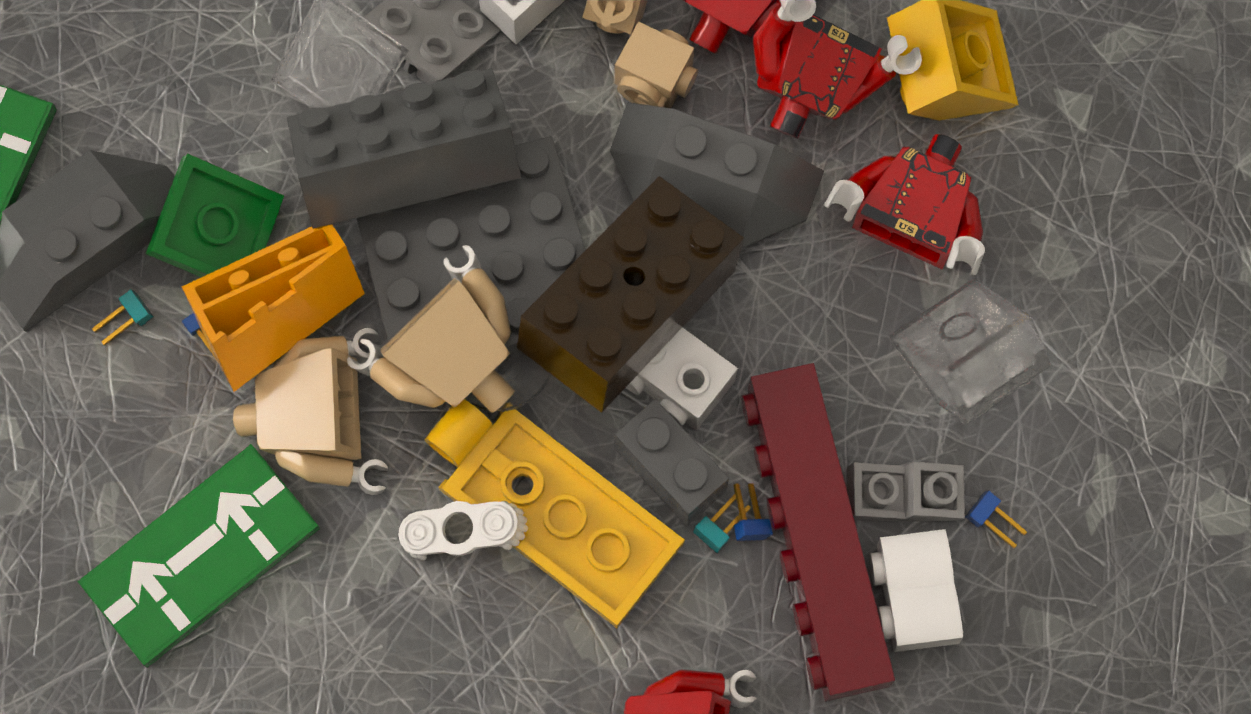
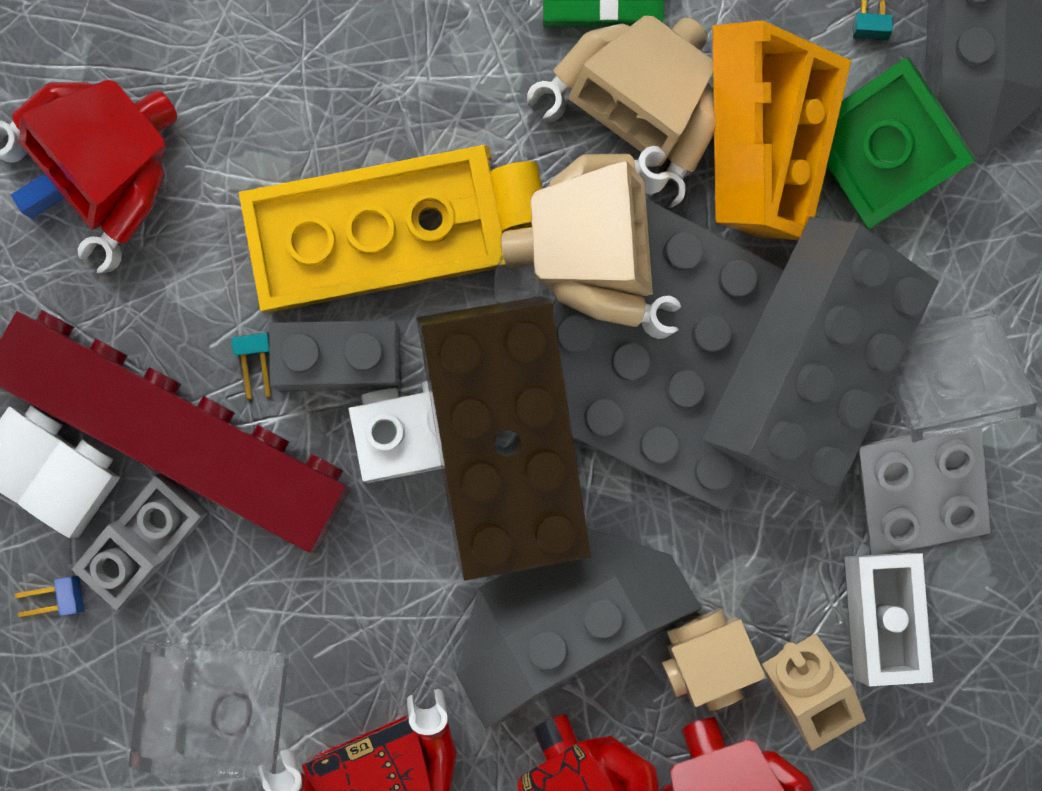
camera: 130 degrees right, 10 degrees up
(493, 526) = (411, 157): white piece -> none
(750, 528) = (222, 382): blue piece -> none

